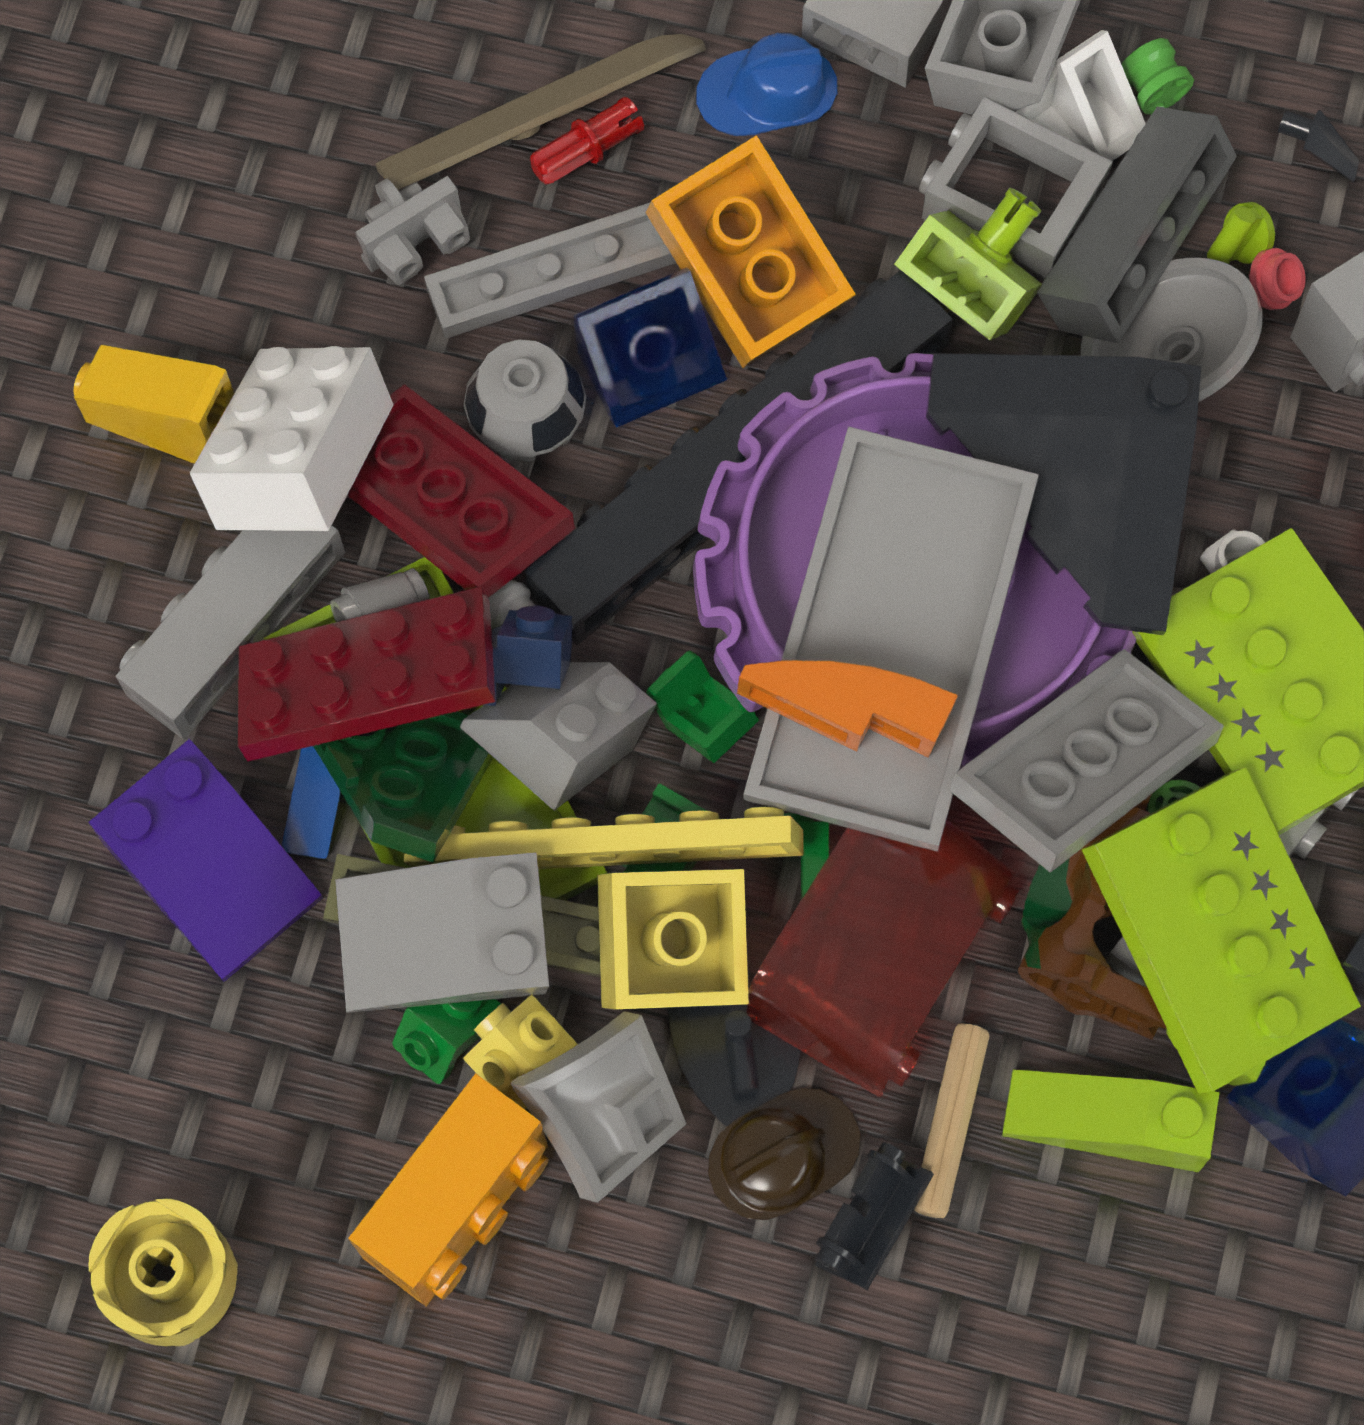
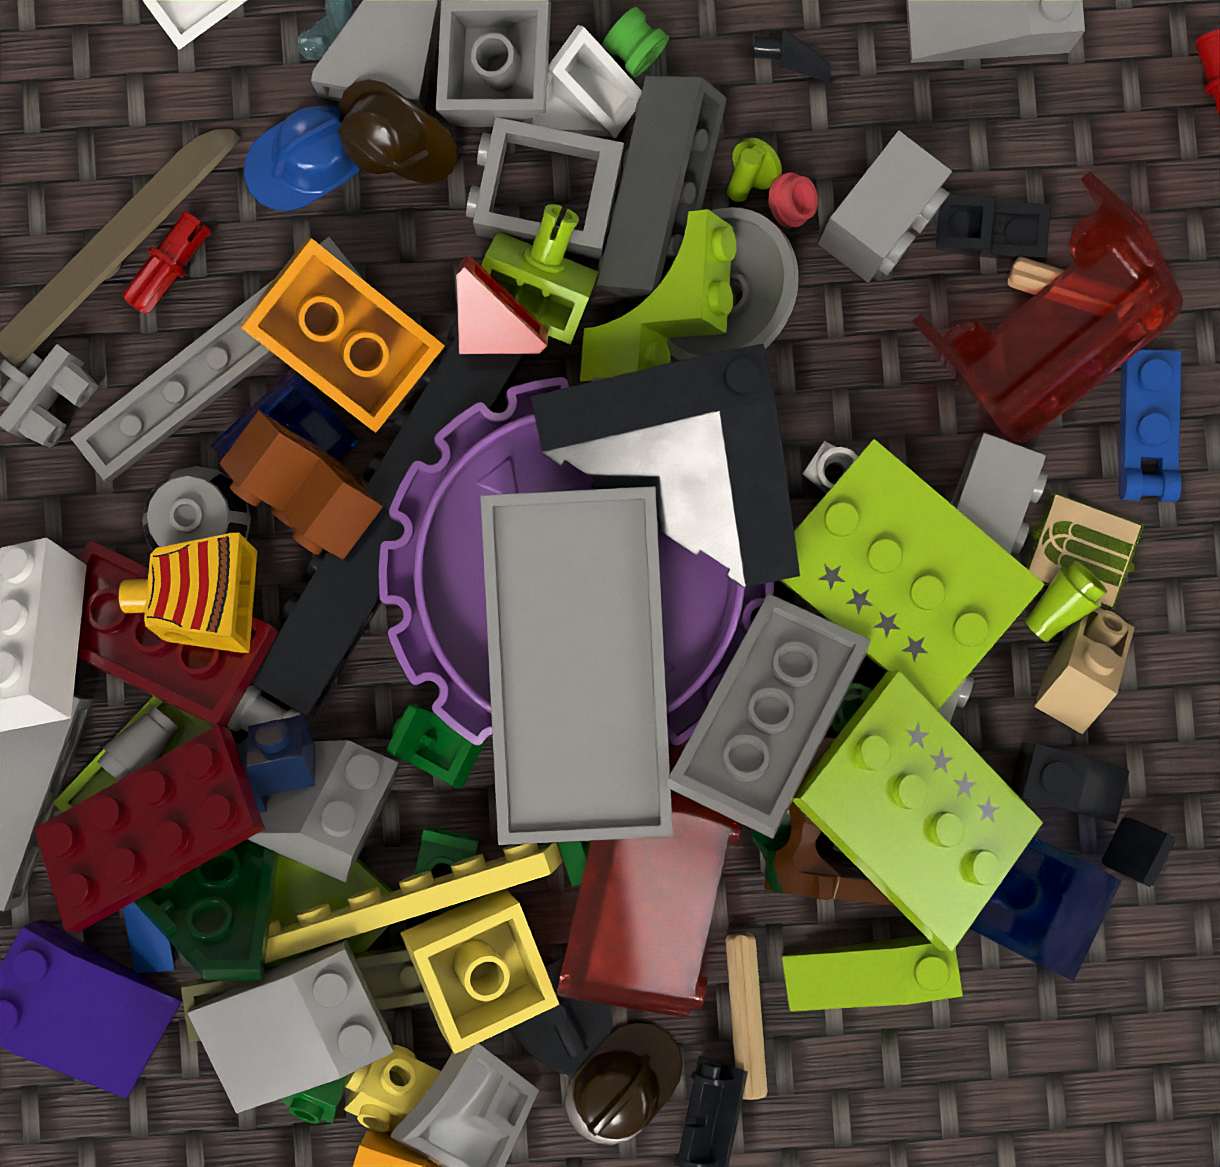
camera: 25 degrees left, 15 degrees up
(508, 452) = (198, 593): none -> yellow torso
(657, 392) = (301, 484): none -> dark orange brick
(849, 700) = (561, 745): orange slope -> none
(872, 86) = (391, 134): none -> dark brown piece
(914, 275) = (492, 318): none -> slope
(1135, 322) = (685, 304): none -> lime arch

